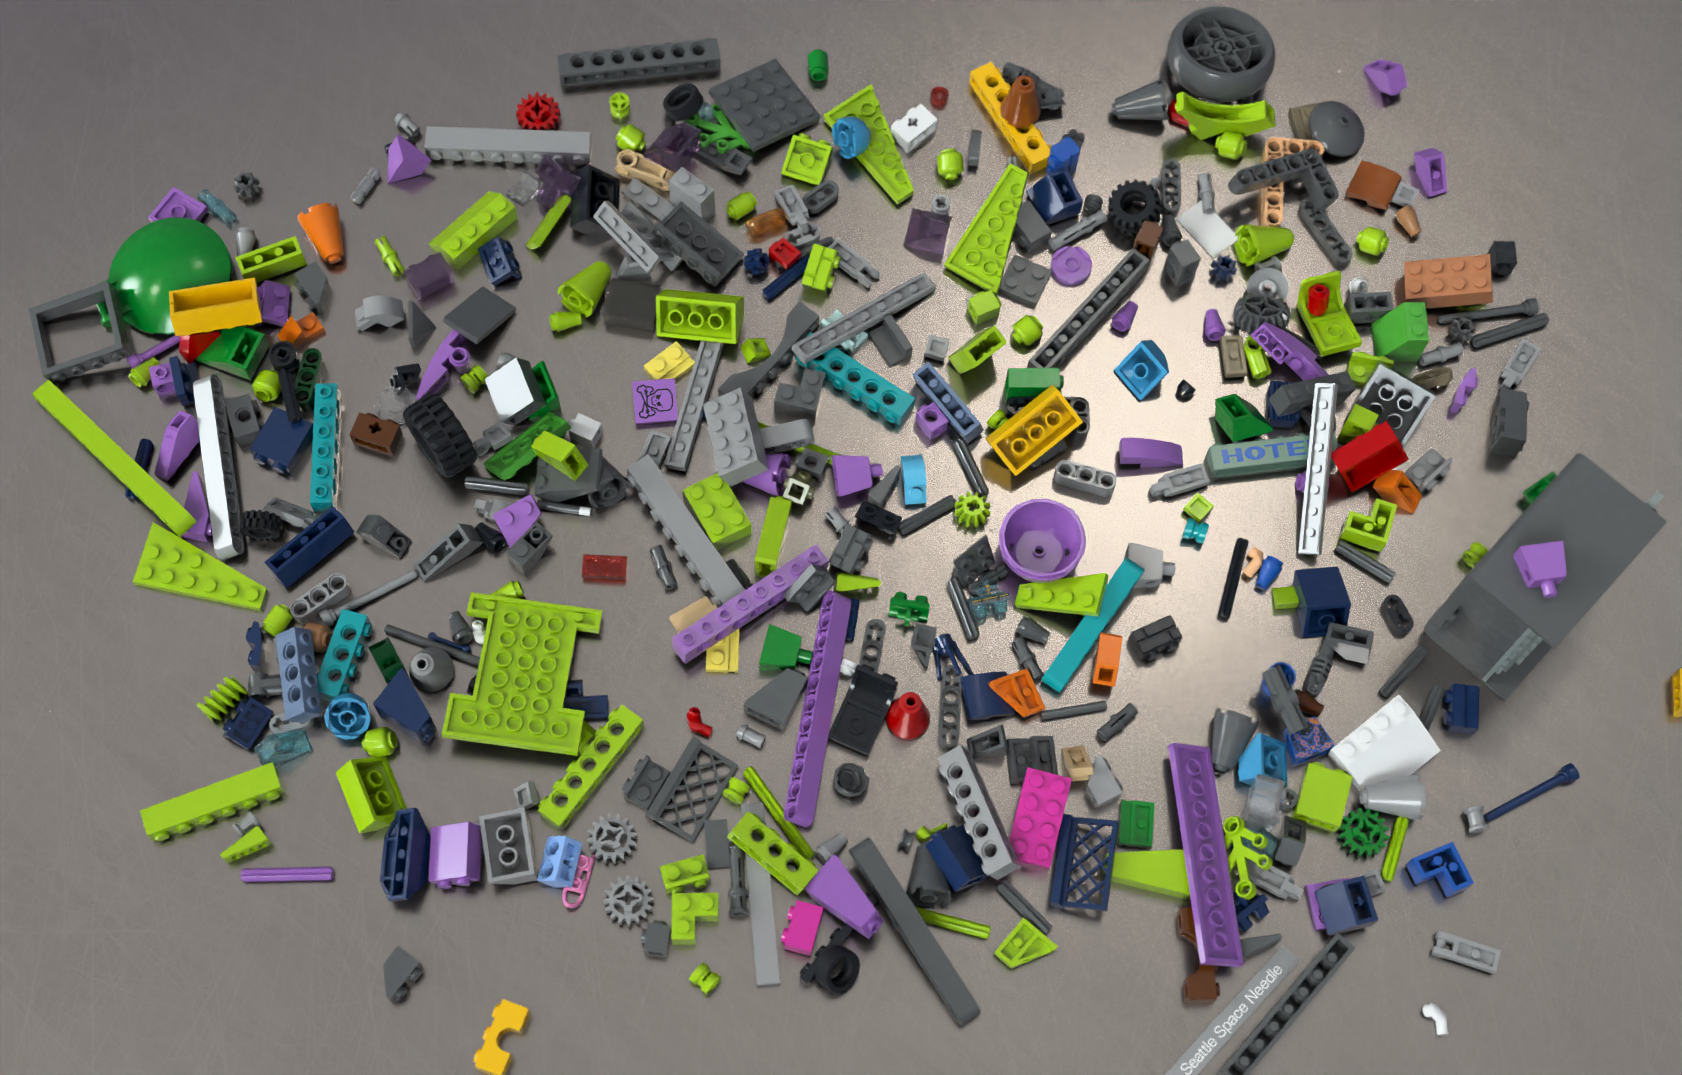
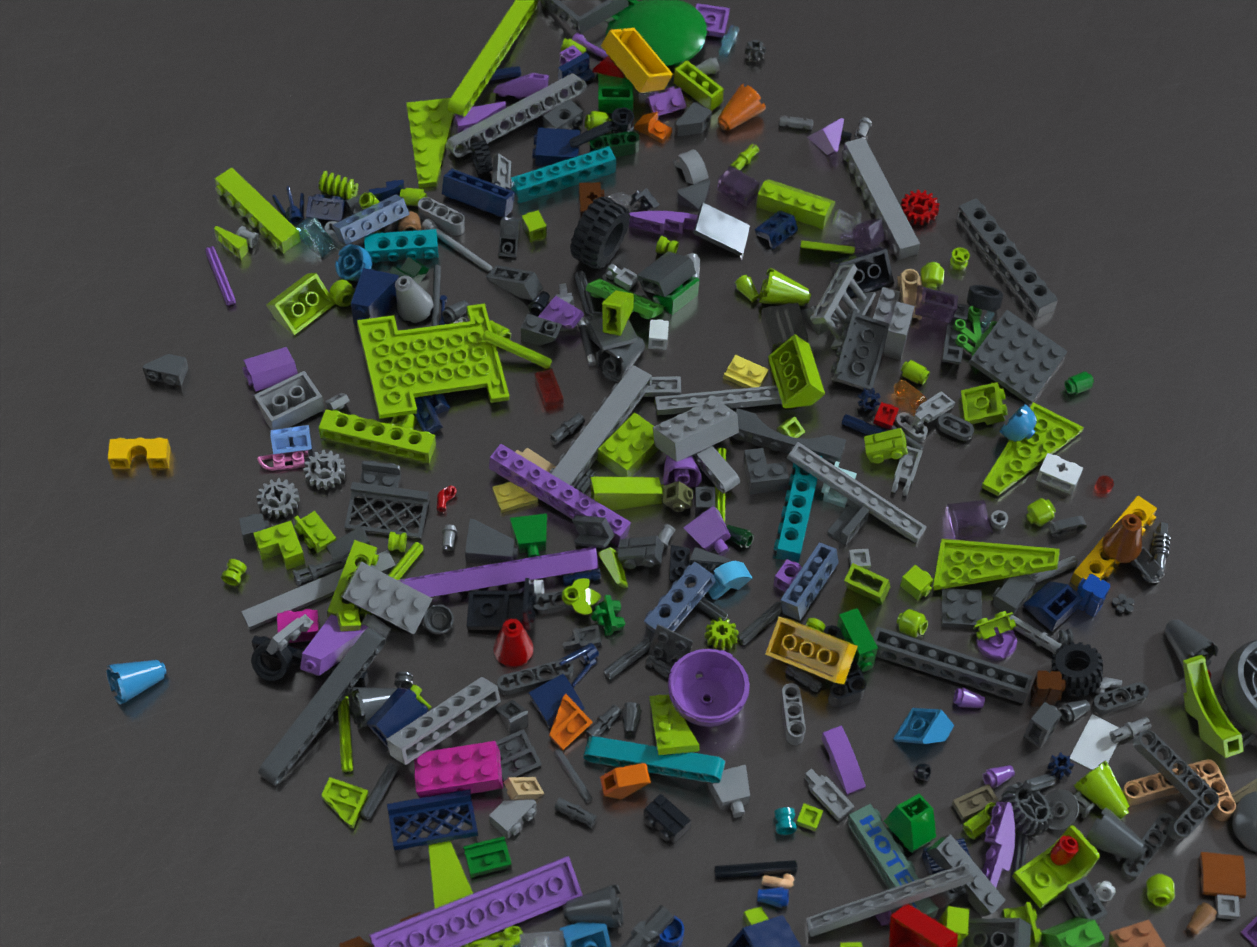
camera: 70 degrees right, 10 degrees down
(236, 760) = (293, 214): none -> dark blue plant
(269, 669) = (367, 200): none -> lime cone
(381, 503) = (534, 226): none -> lime brick
(405, 855) = (258, 341): dark blue wedge -> none
(460, 358) = (676, 229): medium lavender cone -> none
(544, 581) = (516, 349): none -> lime axle
(655, 401) = (708, 372): medium lavender tile -> none
(814, 821) = (386, 597): none -> light grey brick
(824, 870) = (349, 620): none -> lime plate
(824, 936) = (290, 632): none -> light grey hinge
(866, 447) = (740, 536): none -> dark green cone
(881, 625) = (583, 596): none -> lime plate
(914, 500) = (691, 596): none -> sand blue brick
(998, 599) = (637, 667): clear light blue hips -> none
(1061, 249) = (1001, 621): none -> lime hinge
(1231, 145) = (1190, 734): lime head -> none
(1241, 291) = (1039, 782): none -> dark grey axle
(1314, 253) = (1116, 837): none -> dark grey cone

